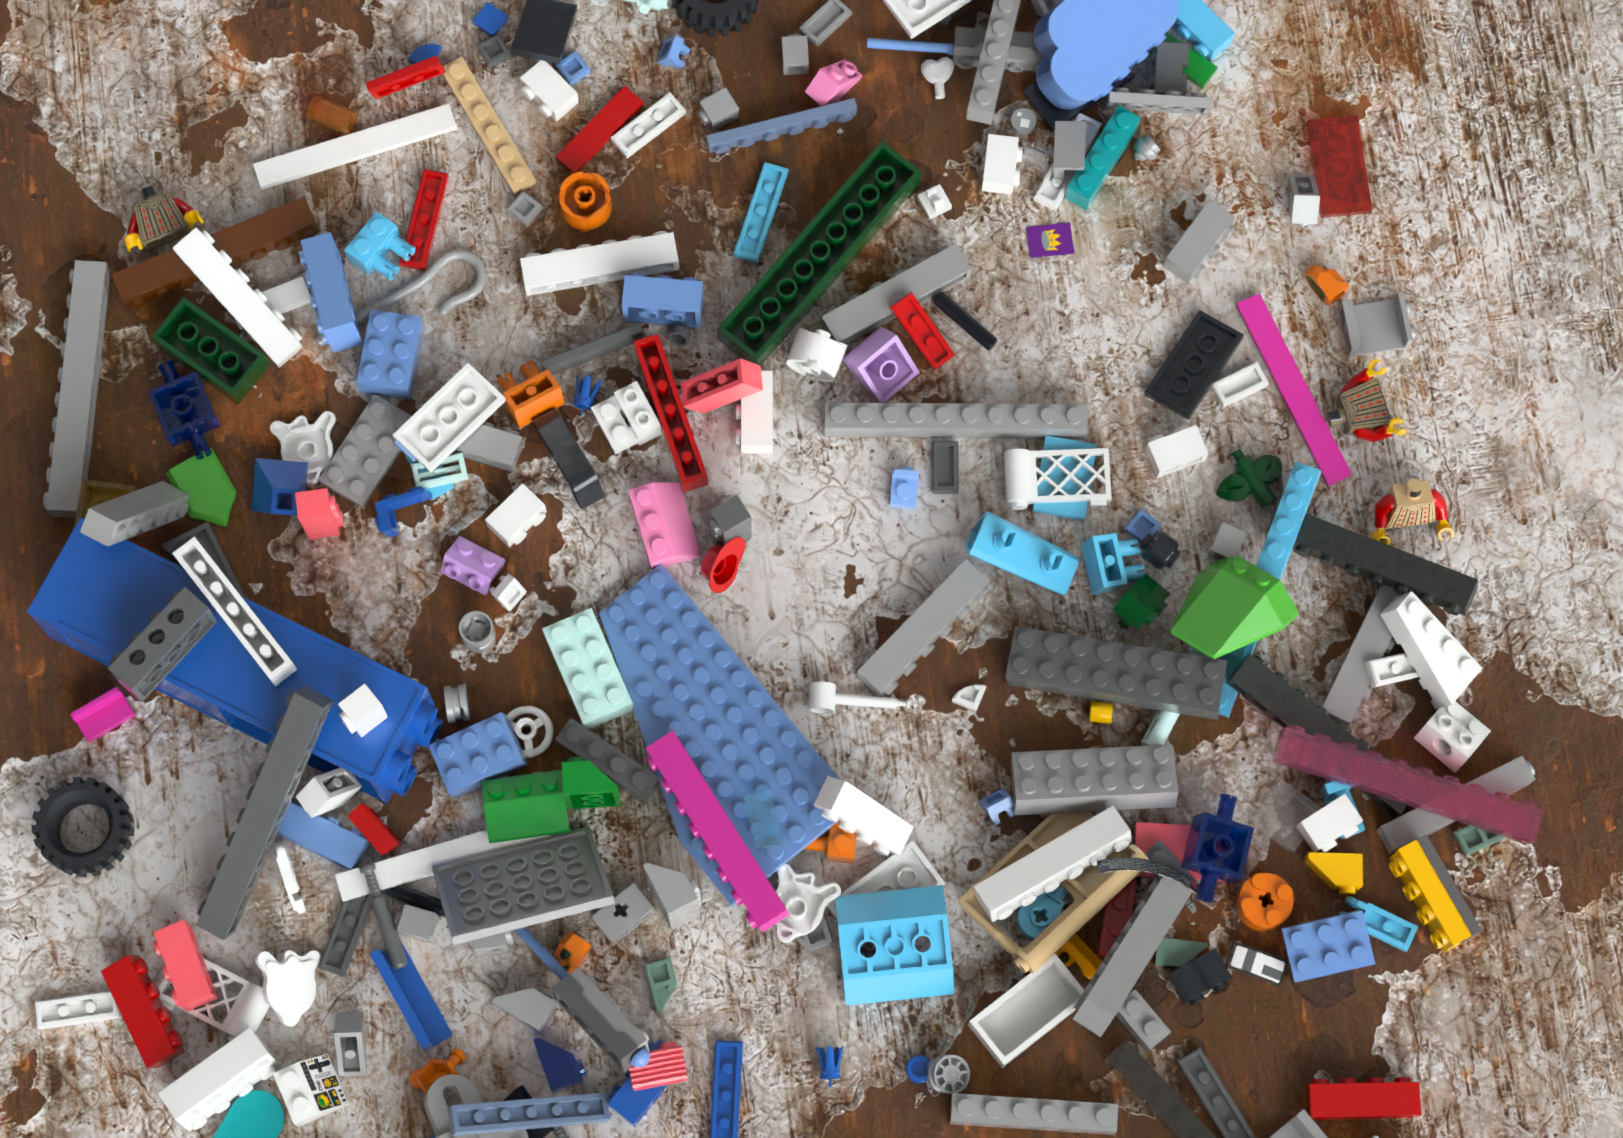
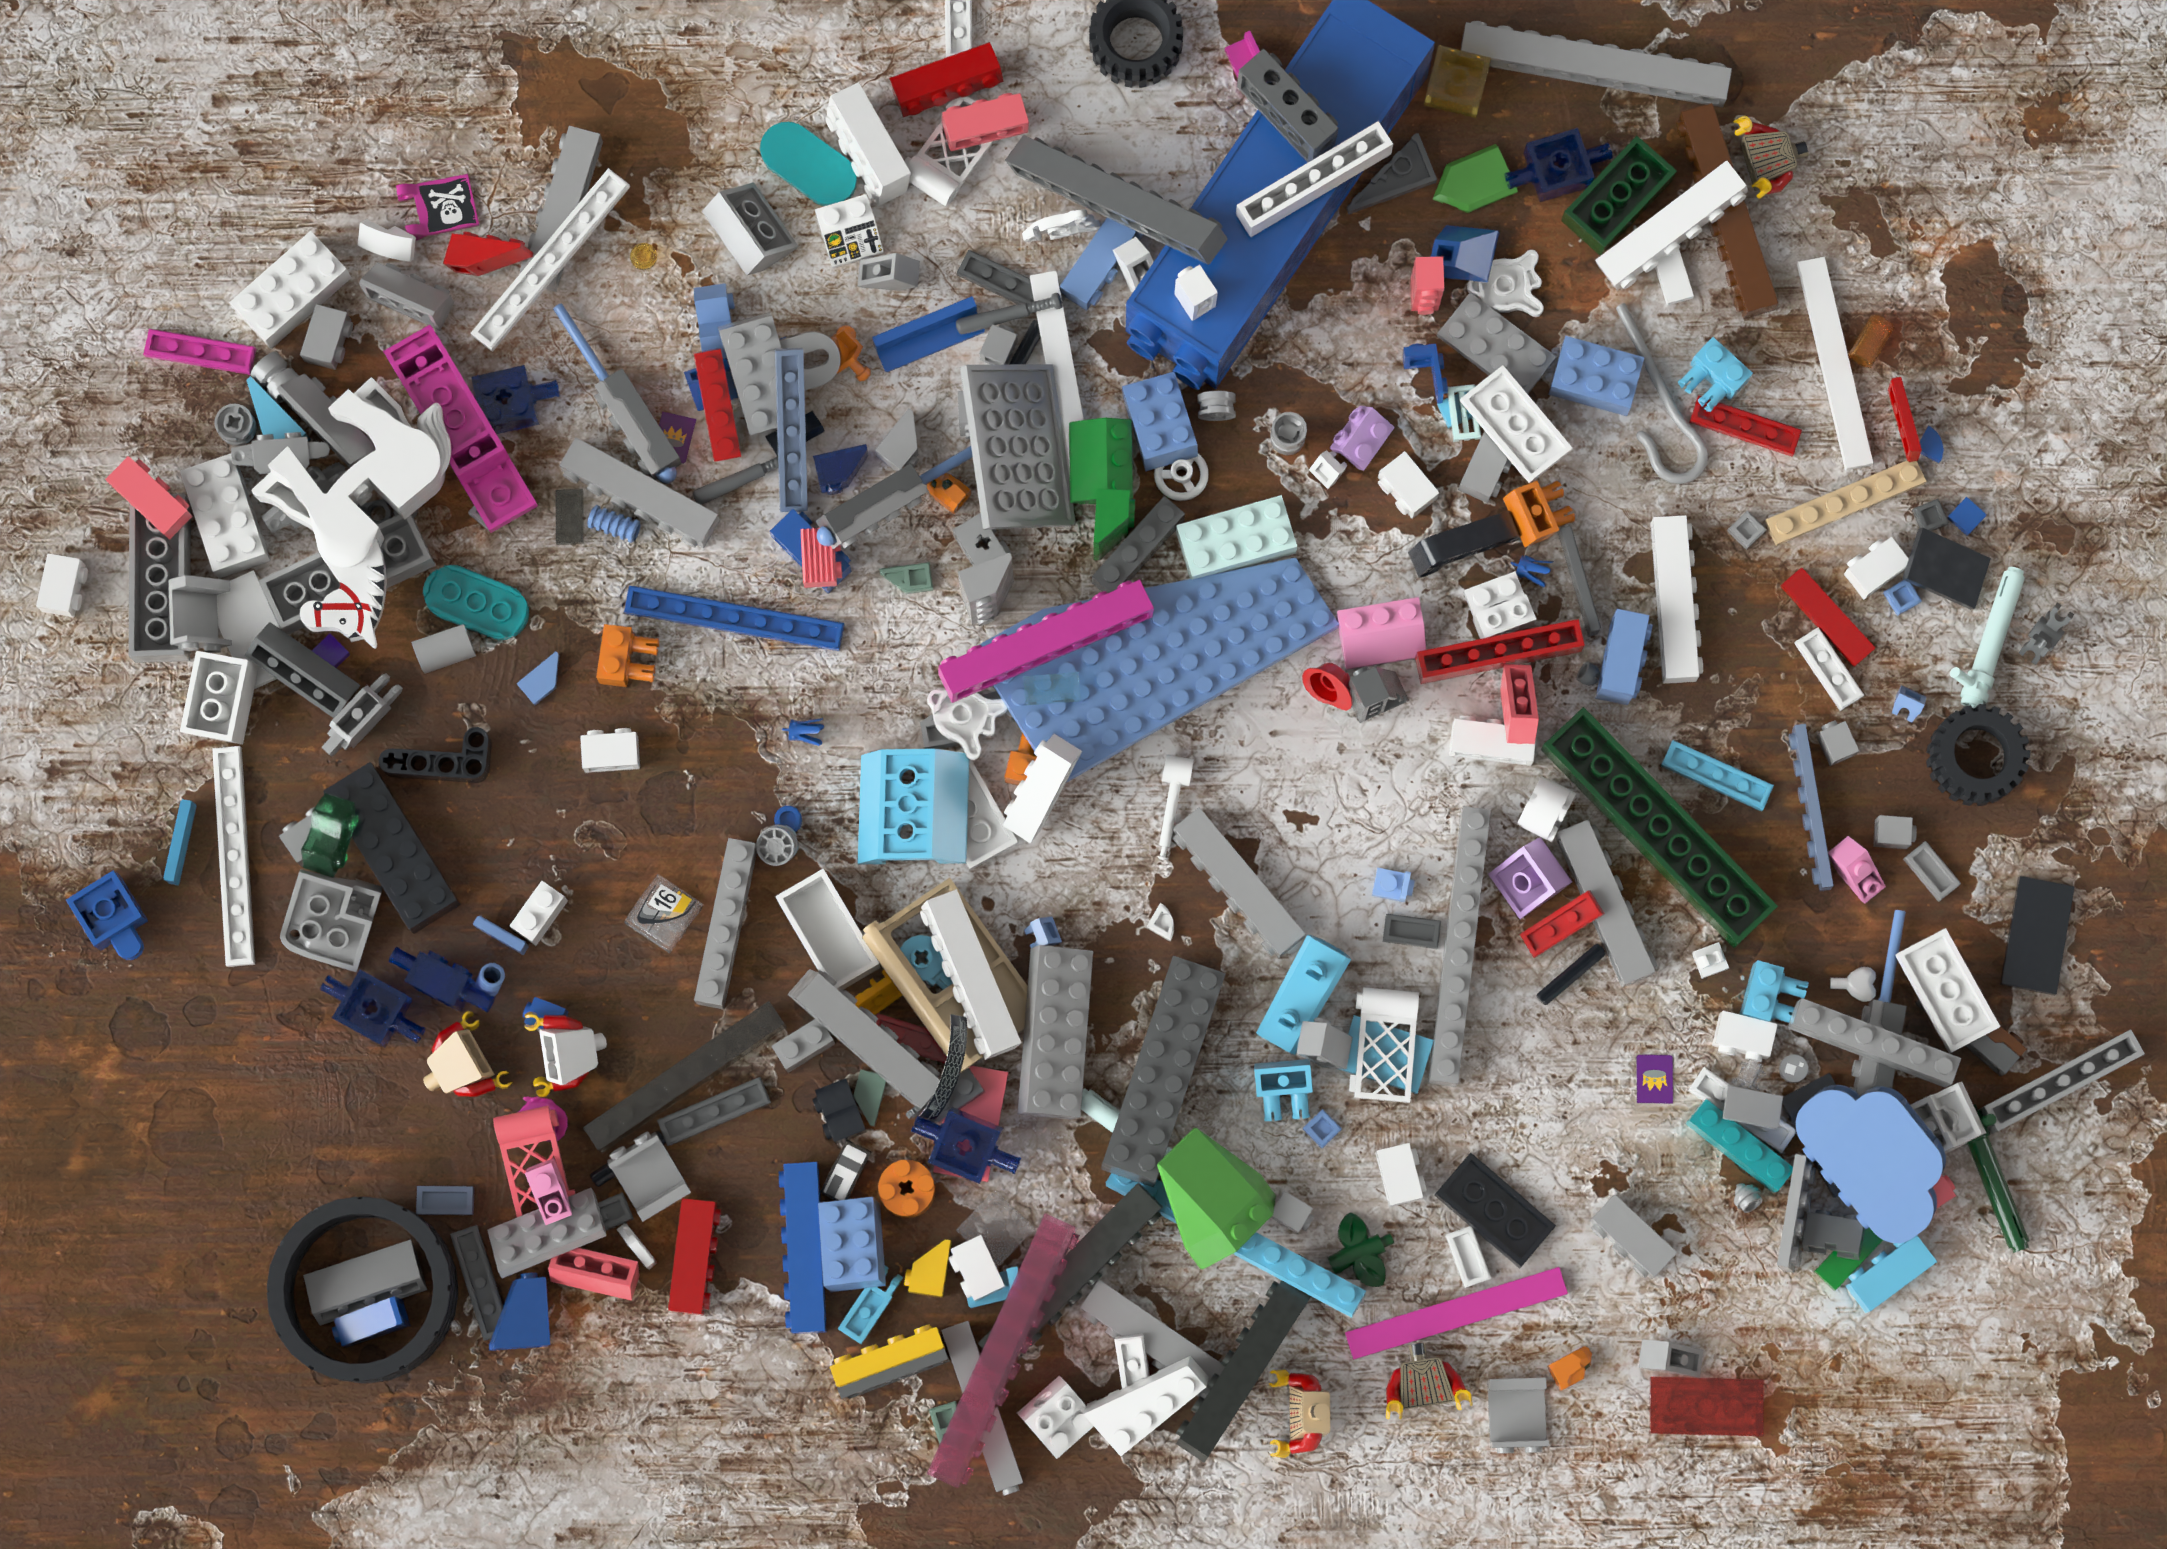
camera: 100 degrees right, 5 degrees up
(135, 513) = (1439, 100): light grey brick -> none
(289, 984) = (953, 219): white tile -> none
(330, 292) = (1667, 318): medium blue brick -> none
(374, 829) = (1098, 314): red slope -> none
(593, 190) = (1745, 575): orange brick -> none
(960, 151) = (1762, 990): none -> medium azure brick
(1068, 528) = (1324, 1044): none -> light grey brick
(1101, 712) = (1127, 1053): yellow hose -> none
(1141, 603) = (1236, 1109): dark green brick -> none
(1160, 549) = (1292, 1139): black head -> none
(1336, 993) = (803, 1248): none -> blue brick

